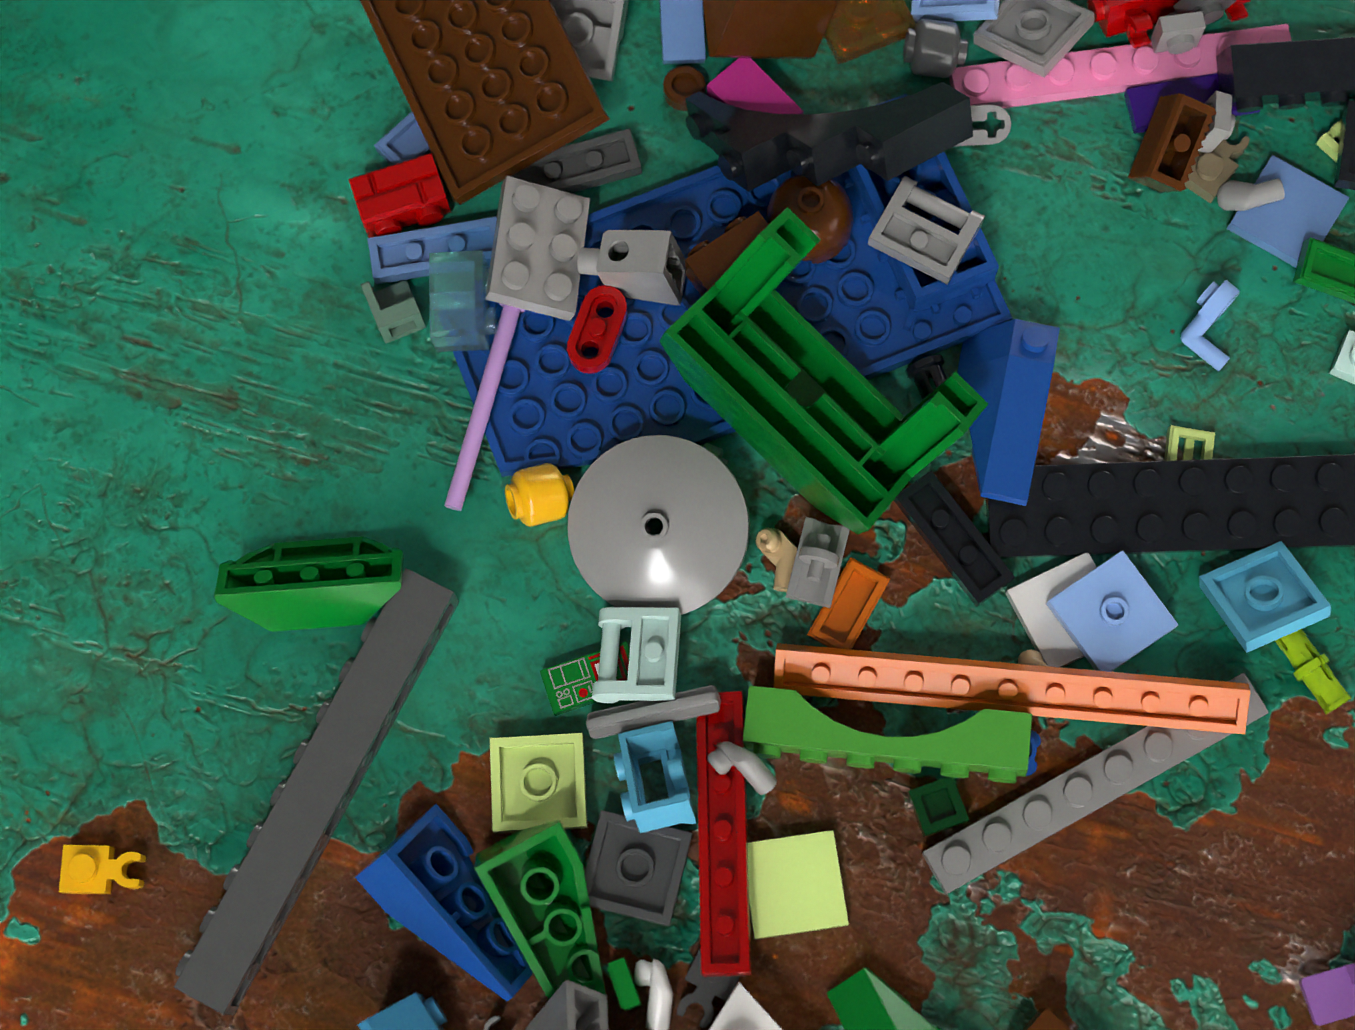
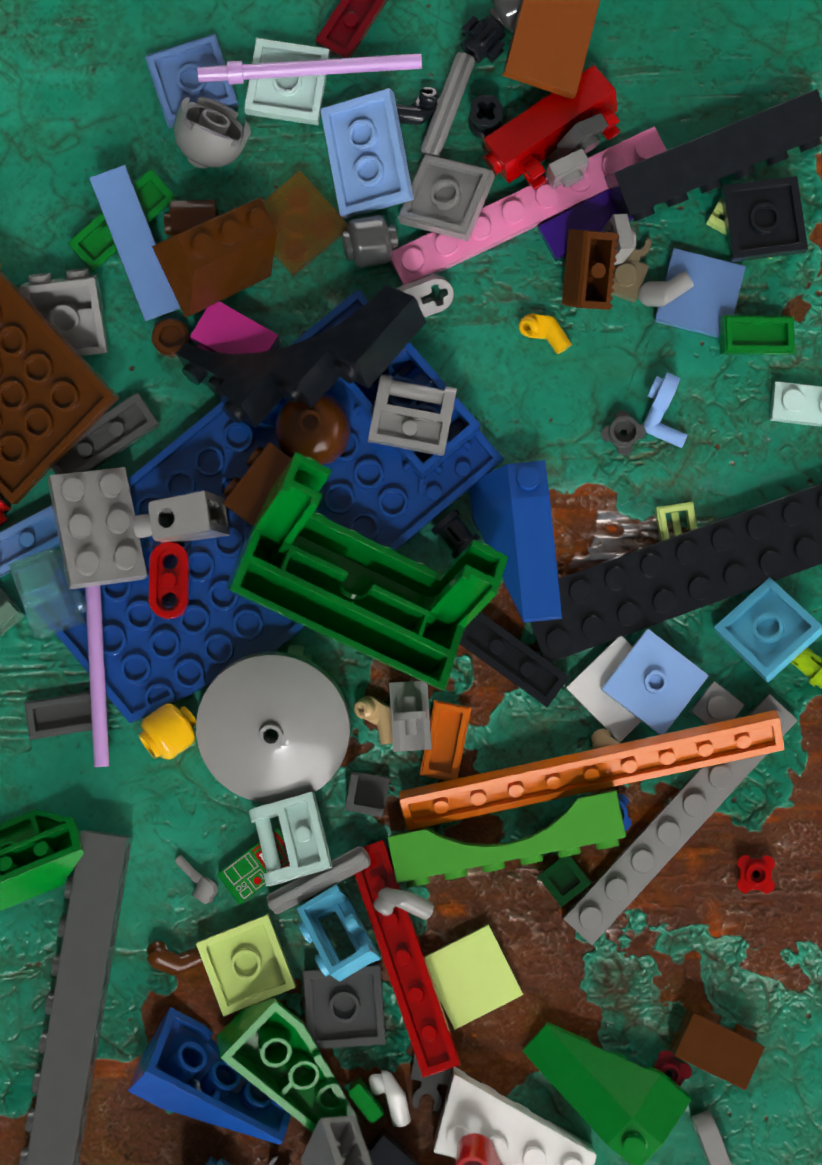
camera: 25 degrees left, 10 degrees up
(424, 442) = (58, 715): none -> dark grey tile
(453, 753) = (171, 963): none -> reddish brown arm
(520, 684) = (205, 889): none -> light grey hand
(739, 635) = (367, 794): none -> dark grey panel
(1102, 198) = (546, 328): none -> yellow arm
(1156, 882) = (746, 880): none -> red plate
(1165, 325) = (634, 431): none -> dark grey plate
(1176, 661) = (716, 705): none -> light grey plate

